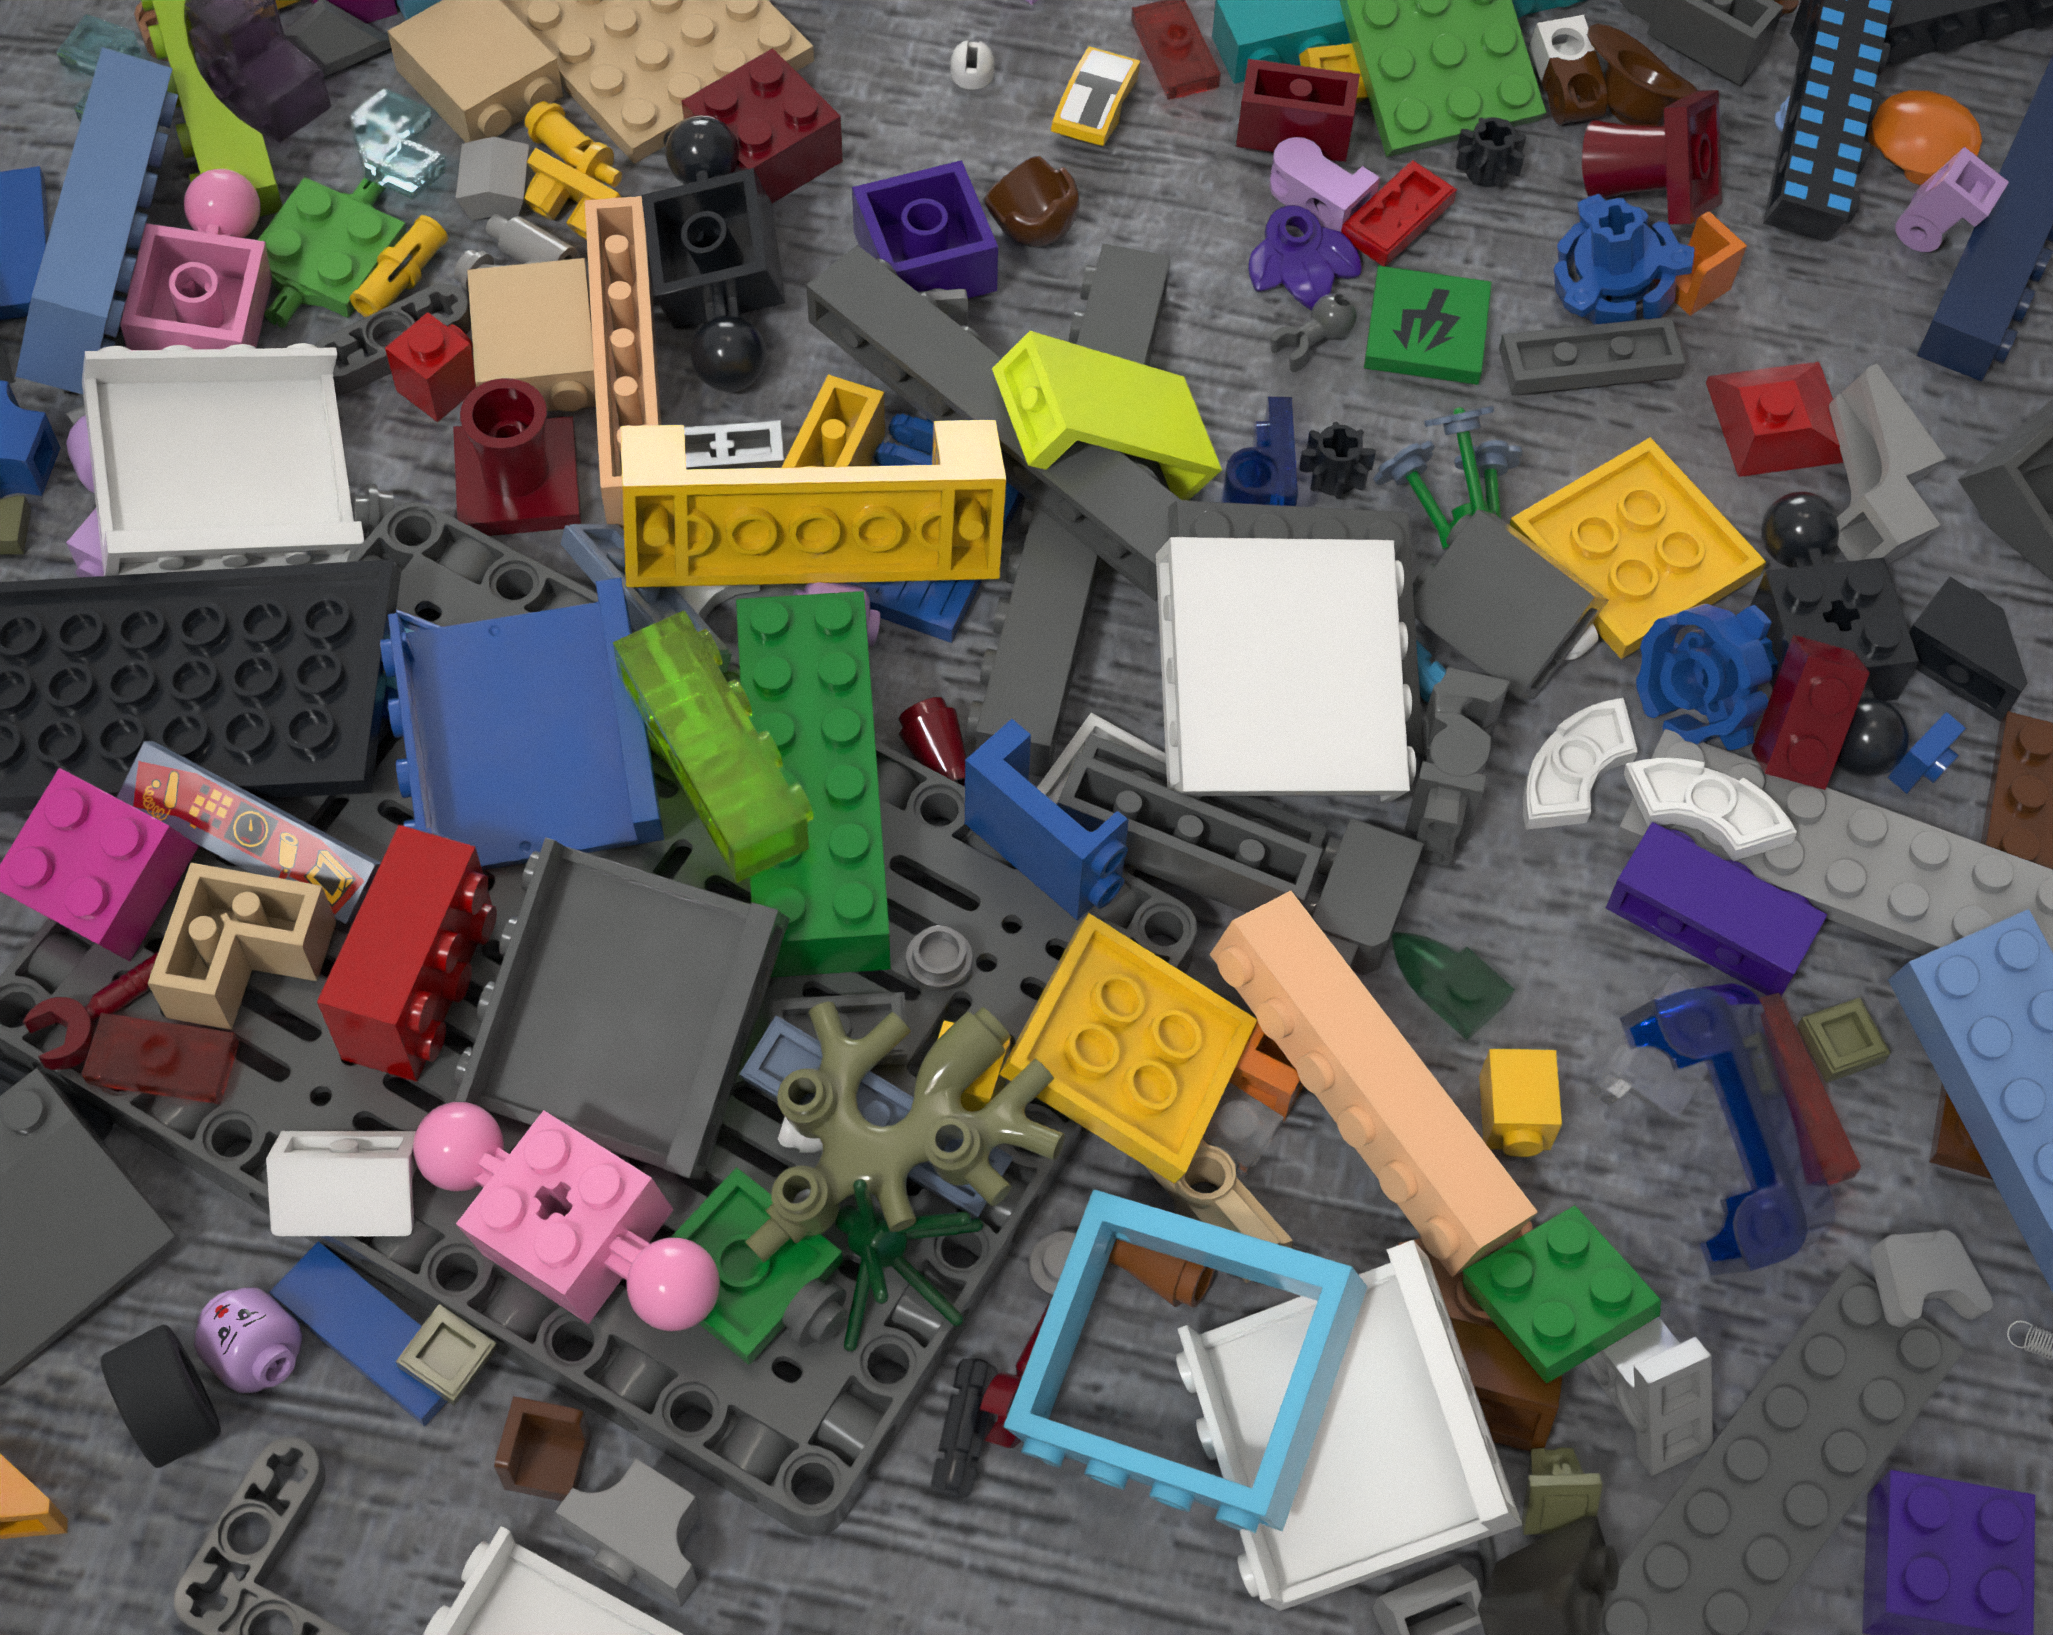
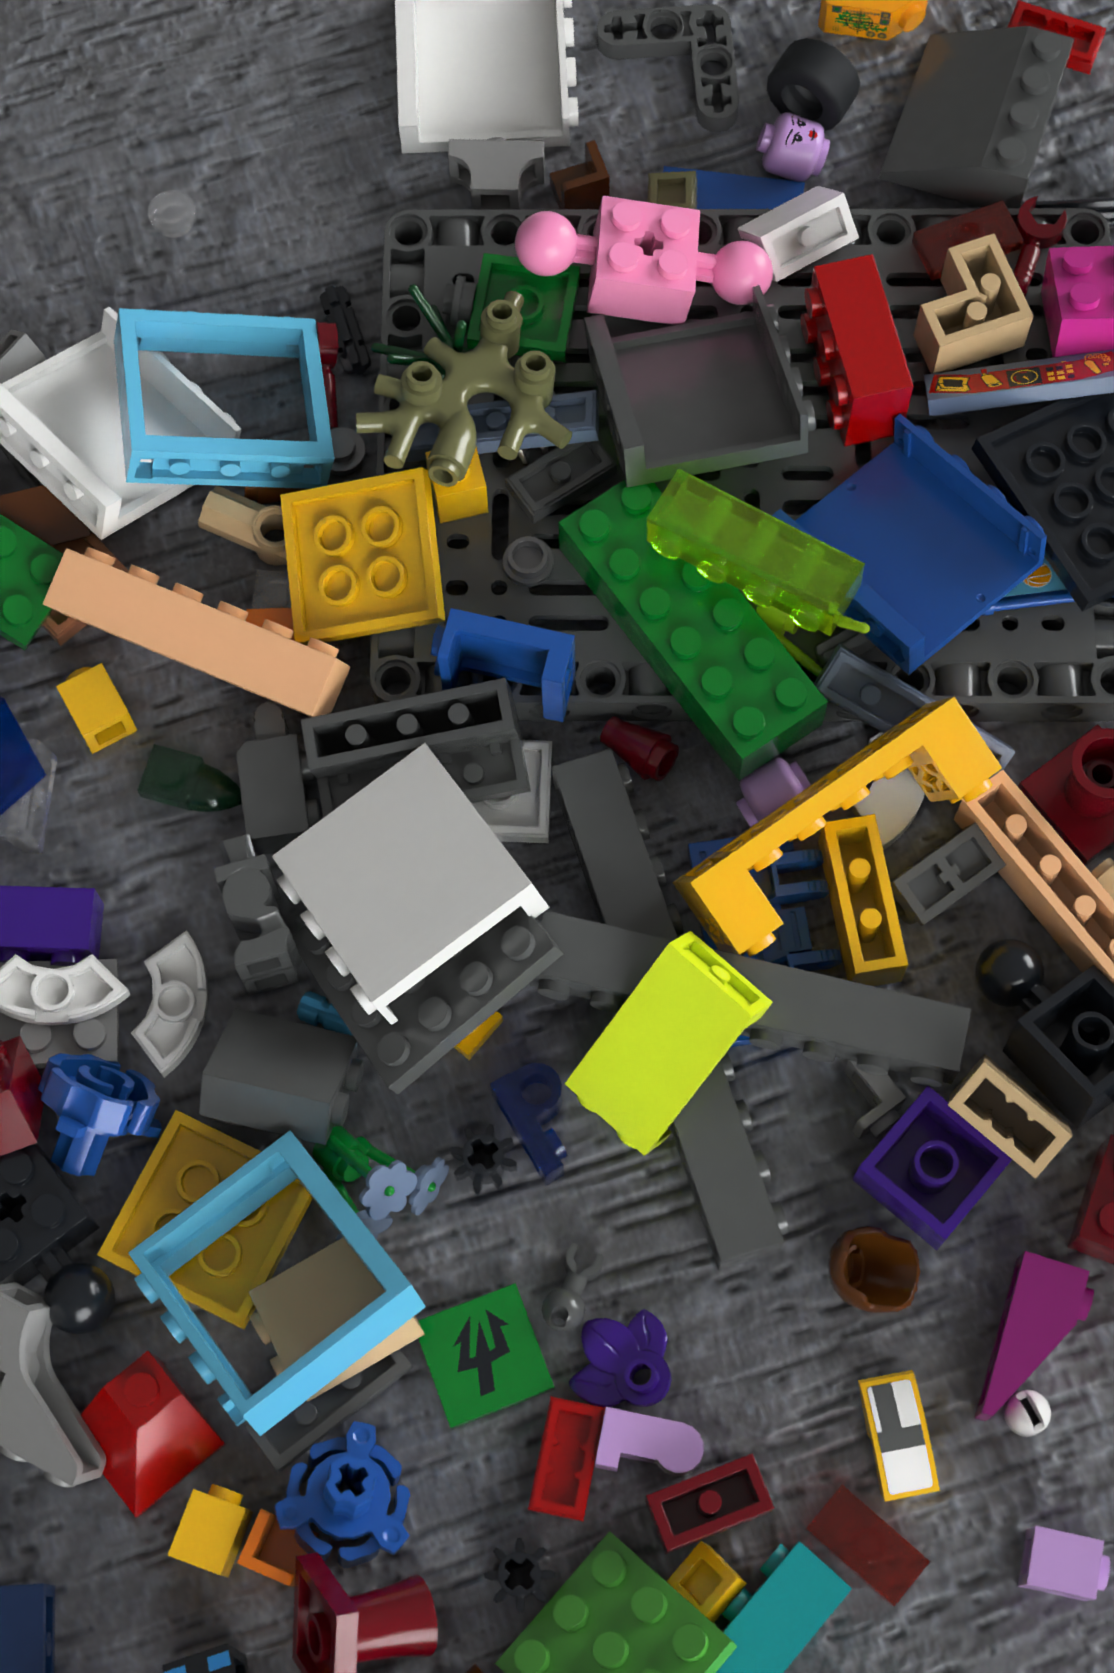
camera: 155 degrees right, 10 degrees up
(829, 204) = (1010, 1116): none -> tan brick
(929, 102) = (1037, 1315): none -> magenta slope
(1559, 388) = (315, 1300): none -> tan brick
(1701, 377) = (217, 1214): none -> medium azure window
(1755, 305) = (211, 1530): none -> yellow brick

